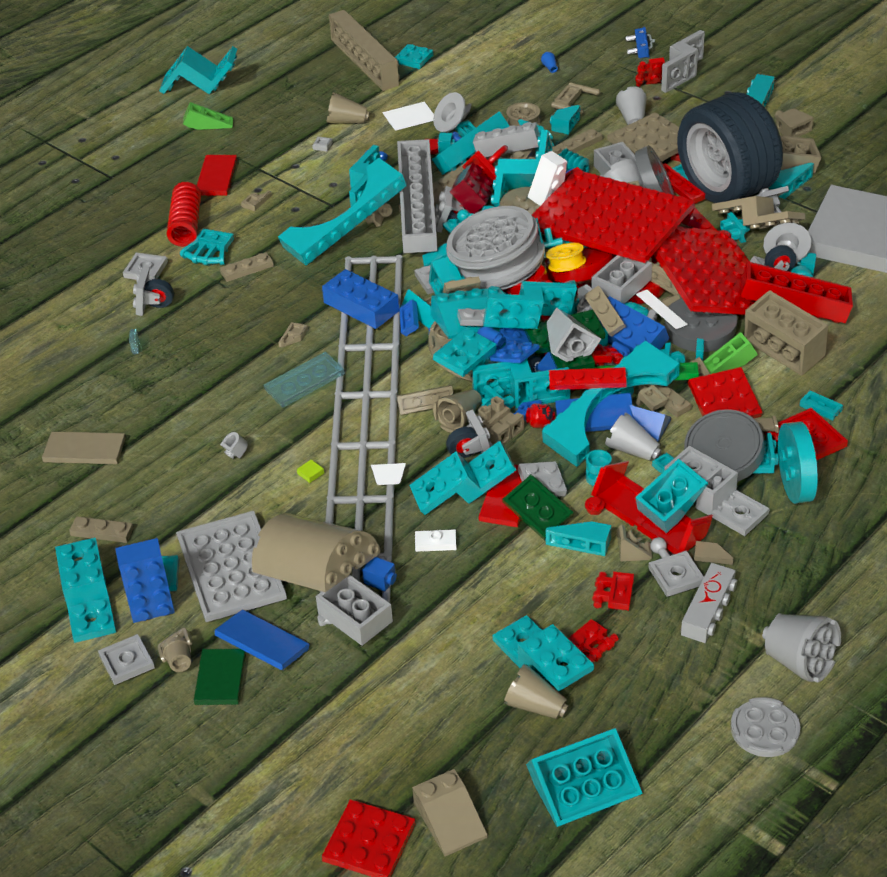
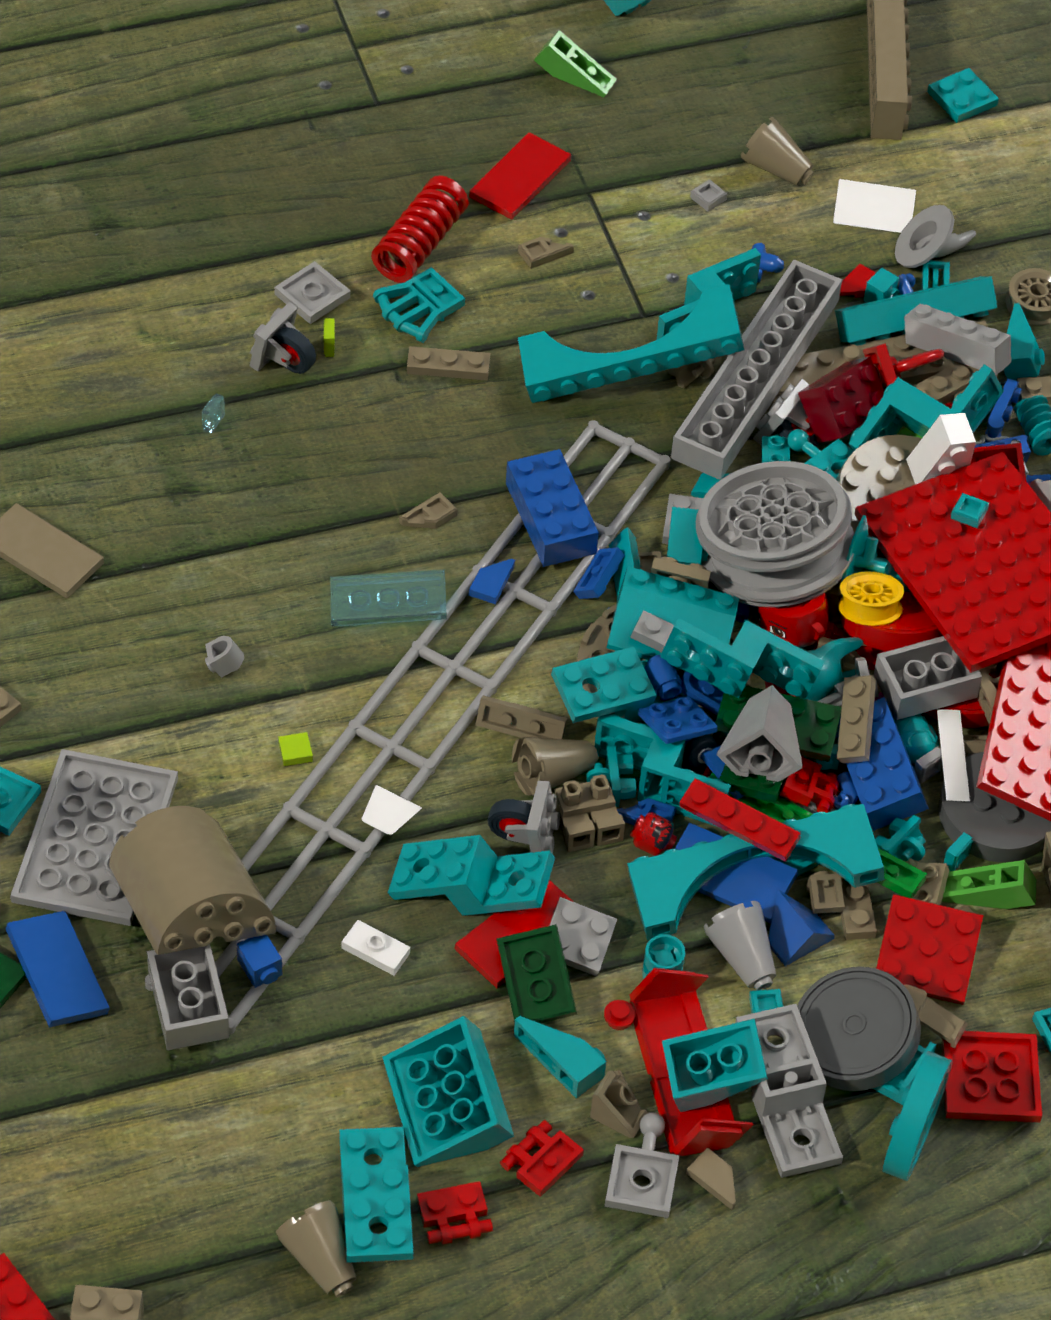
camera: 25 degrees right, 10 degrees up
(172, 280) = (329, 337): none -> lime tile
(354, 346) = (491, 581): none -> blue tile
(537, 586) = (447, 1094): none -> teal slope
(584, 196) = (969, 510): none -> teal tile
(708, 603) = (647, 1248): light grey brick -> none

